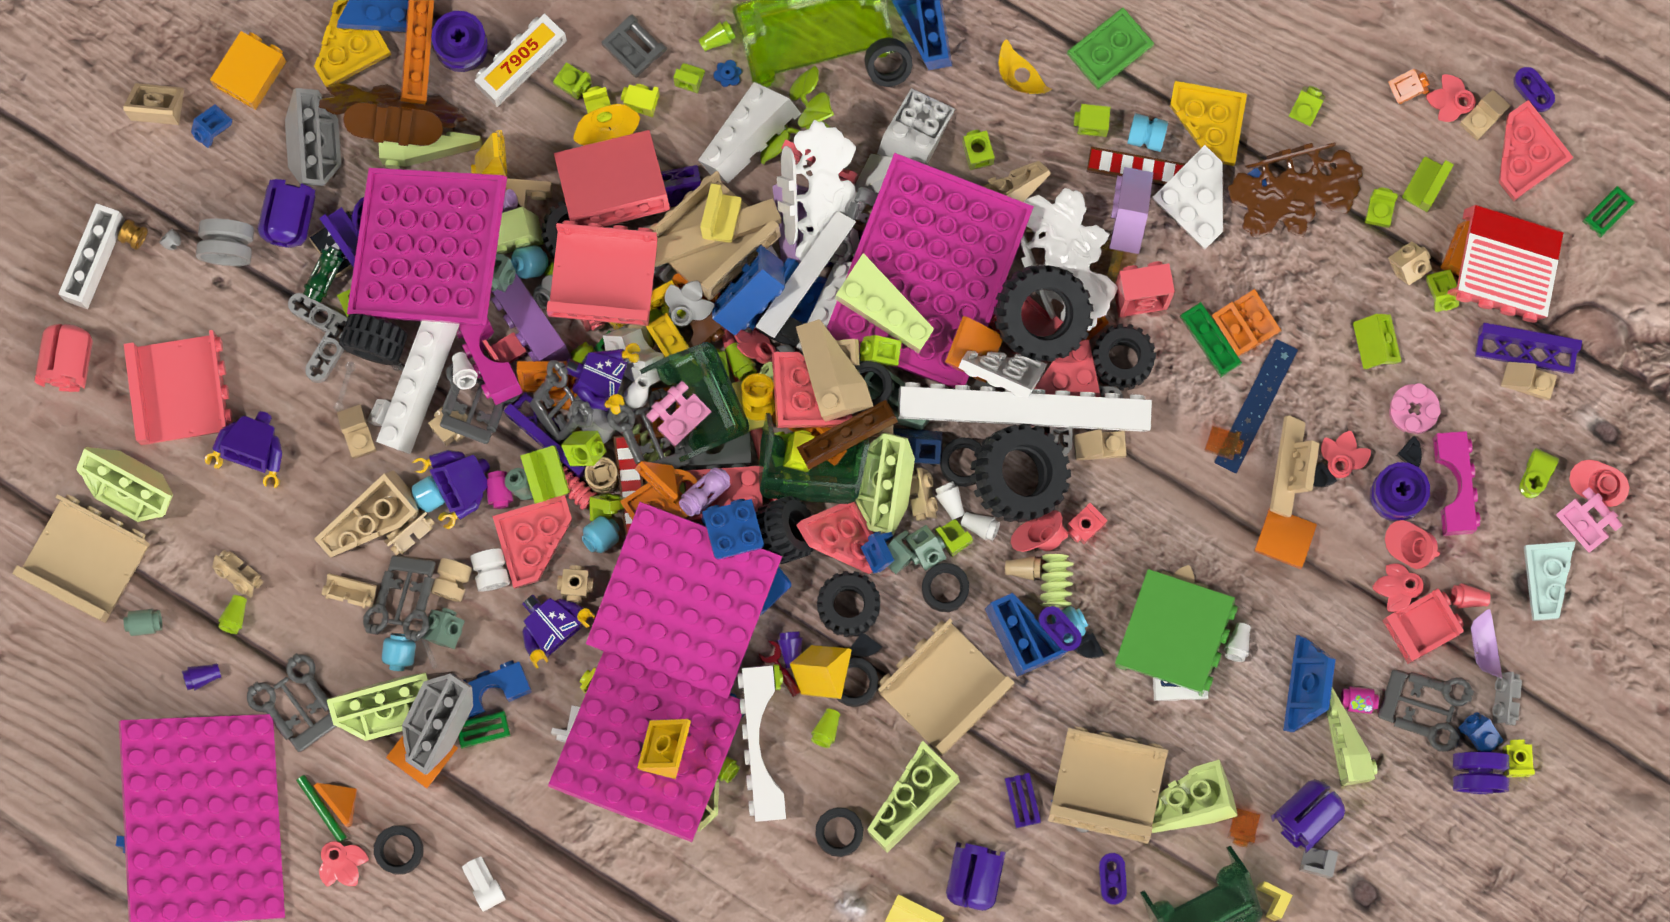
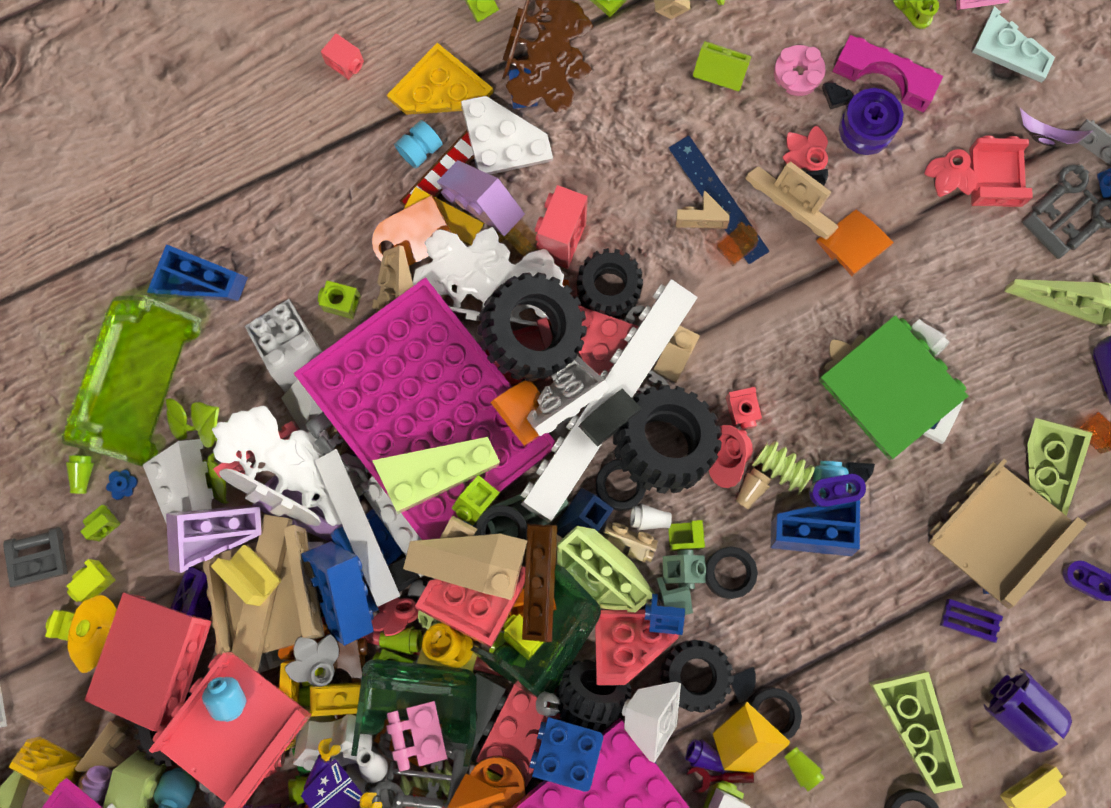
camera: 55 degrees left, 0 degrees up
(572, 81) = (29, 637): lime bracket -> none
(624, 254) = (224, 699): none -> medium azure head
(696, 498) = (515, 772): lavender piece -> none
(735, 166) = (204, 533): none -> lavender wedge
(754, 496) = (541, 704): none -> light grey hinge
(797, 581) = (652, 717): none -> white slope
(893, 78) = (225, 330): black tyre -> none
(944, 687) = (826, 630): tan panel -> none
(981, 525) = (690, 504): white cone -> none
(1007, 413) = (609, 417): none -> pearl dark grey slope
(1011, 61) = (279, 223): yellow piece -> none
(1070, 171) = (411, 229): none -> tile
(1092, 120) = (377, 184): lime brick -> none
(1098, 189) = (458, 221): none -> yellow tile
(1110, 48) = (322, 134): bright green tile -> none
(1186, 24) = (342, 56): none -> coral brick
(1210, 339) = (636, 202): green tile -> none
(1231, 404) = (710, 216): none -> tan slope
(1246, 322) = (640, 162): orange slope -> none
(1309, 684) = (1004, 297): blue wing -> none
(1359, 699) = (1039, 263): dark pink brick -> none
(1411, 544) = (923, 139): coral piece -> none
(1467, 596) = (993, 121): coral cone -> none

